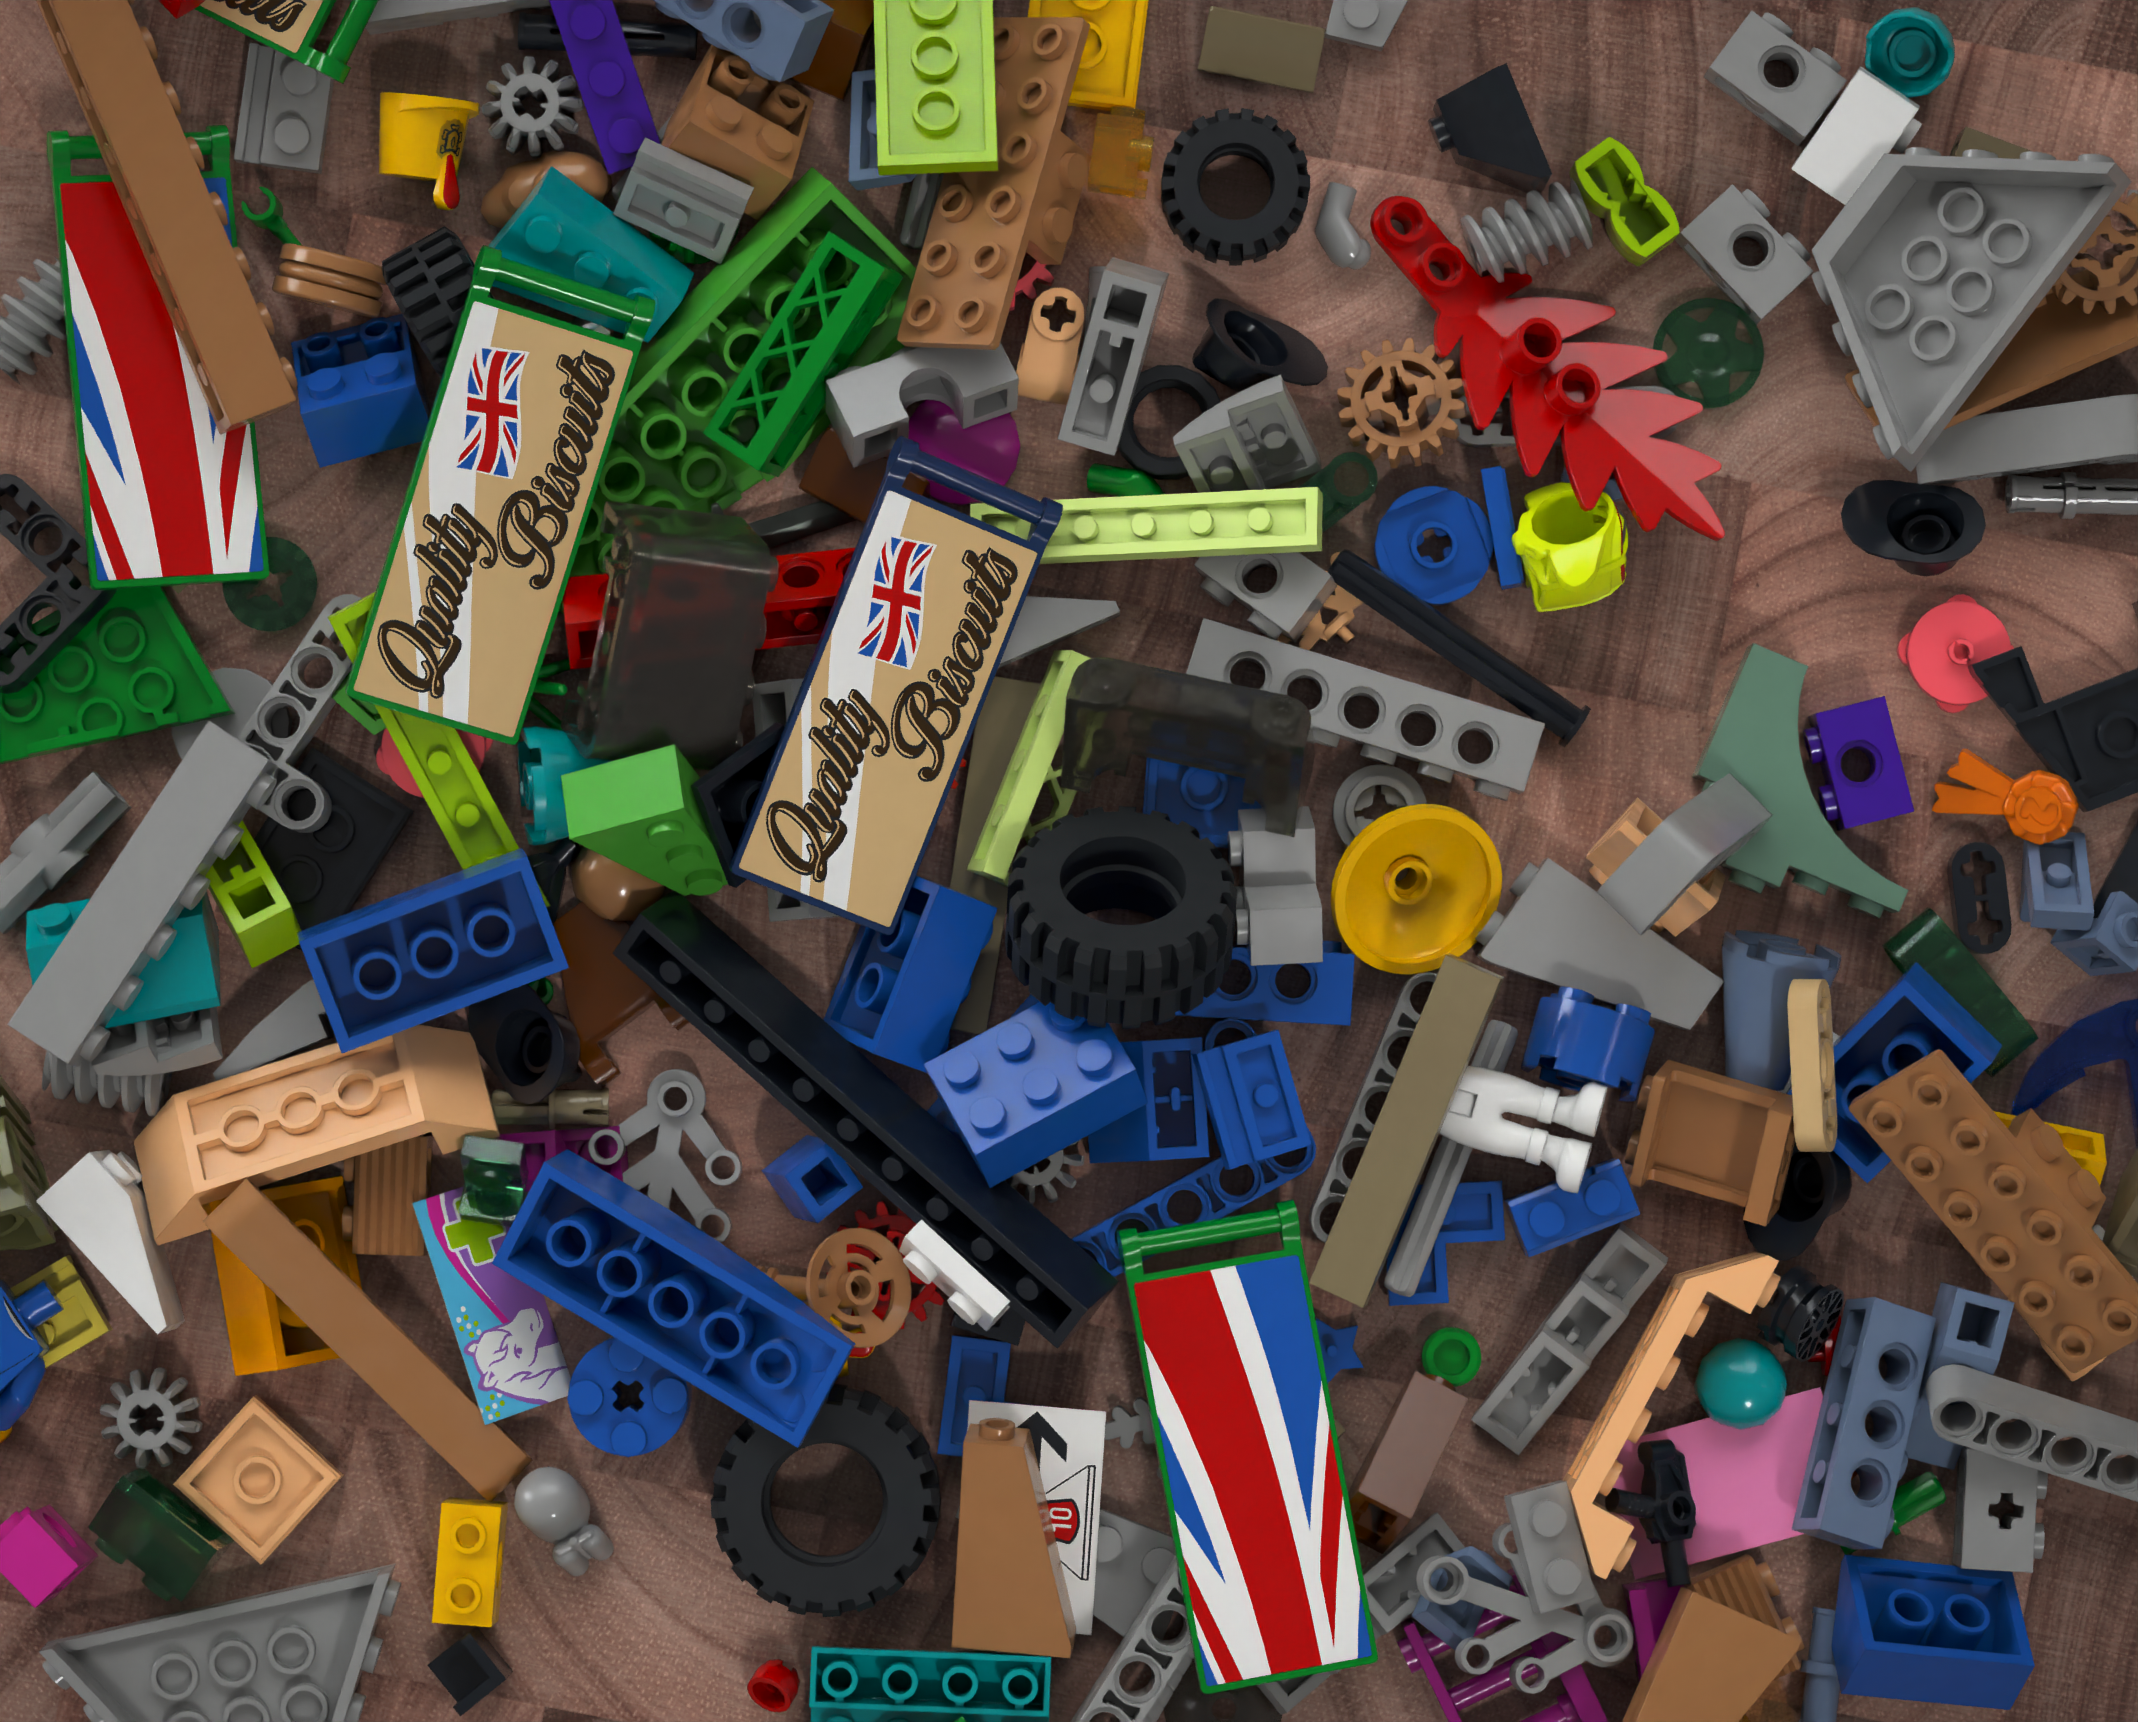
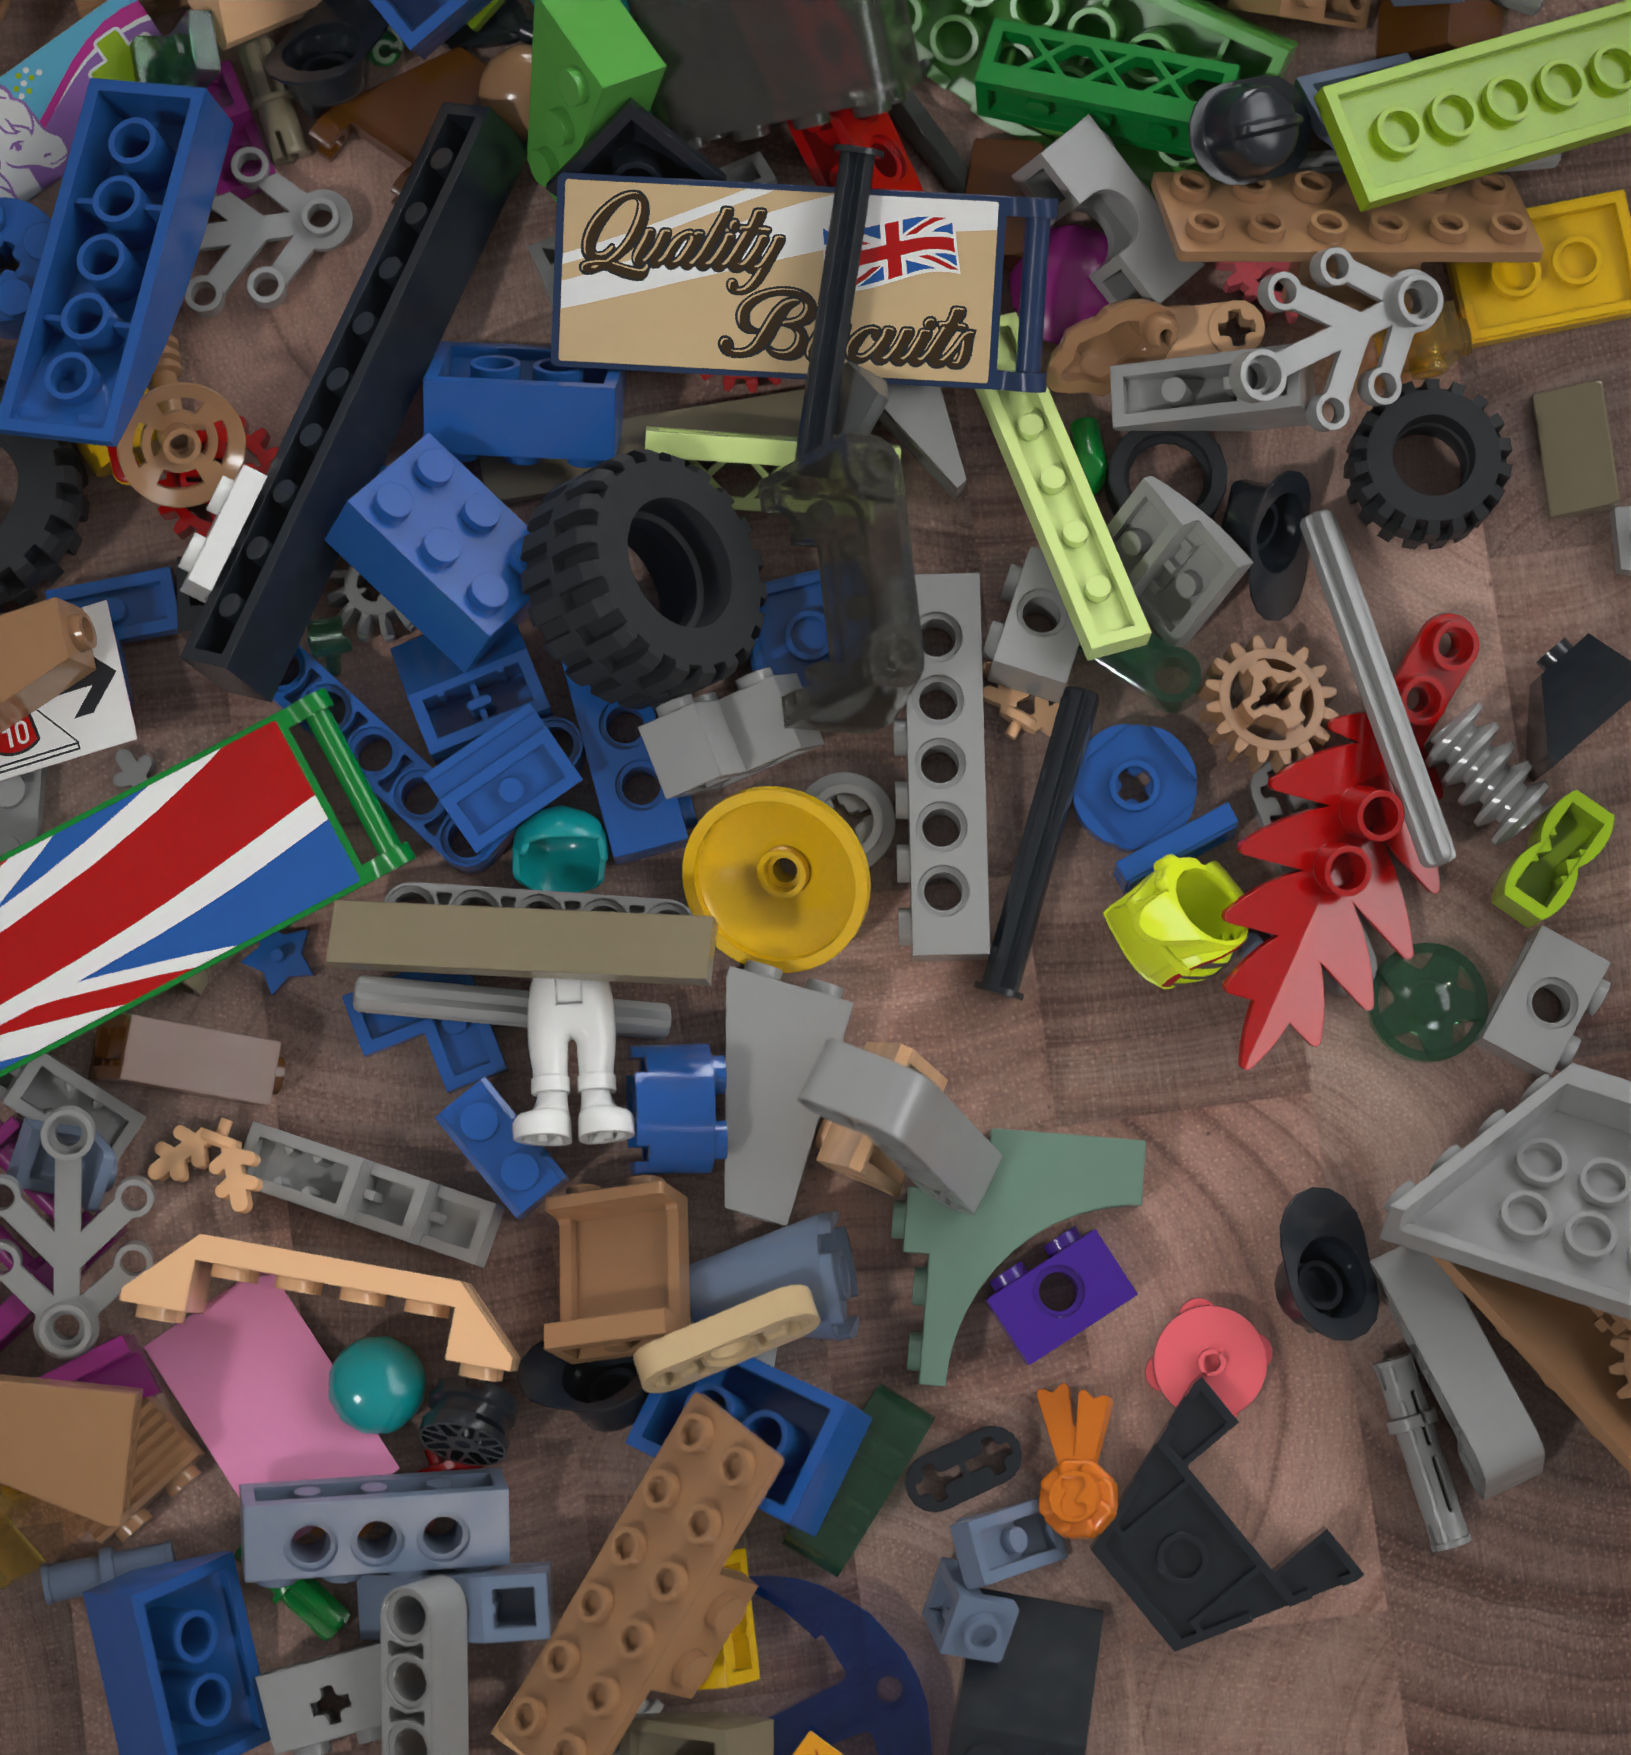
camera: 65 degrees right, 5 degrees down
(812, 1179) = (280, 373): blue brick -> none
(892, 242) = (1250, 130): none -> black piece
(930, 664) = (836, 295): none -> black axle
(1020, 677) = (860, 400): none -> dark grey slope
(1033, 423) = (1116, 336): none -> medium nougat arm
(1072, 1216) = (326, 641): none -> hand
(1111, 226) = (1345, 334): none -> light grey plant
(1327, 1070) = (560, 851): none -> teal hair
(1336, 232) = (1418, 584): light grey arm -> none
(1421, 302) = (1377, 689): none -> light grey axle
(1451, 1355) = (312, 1080): green tile -> none
(1477, 1478) = (195, 1149): none -> light nougat animal
(1549, 1546) = (138, 1235): light grey plate -> none
(1663, 1506) = (224, 1346): black piece -> none

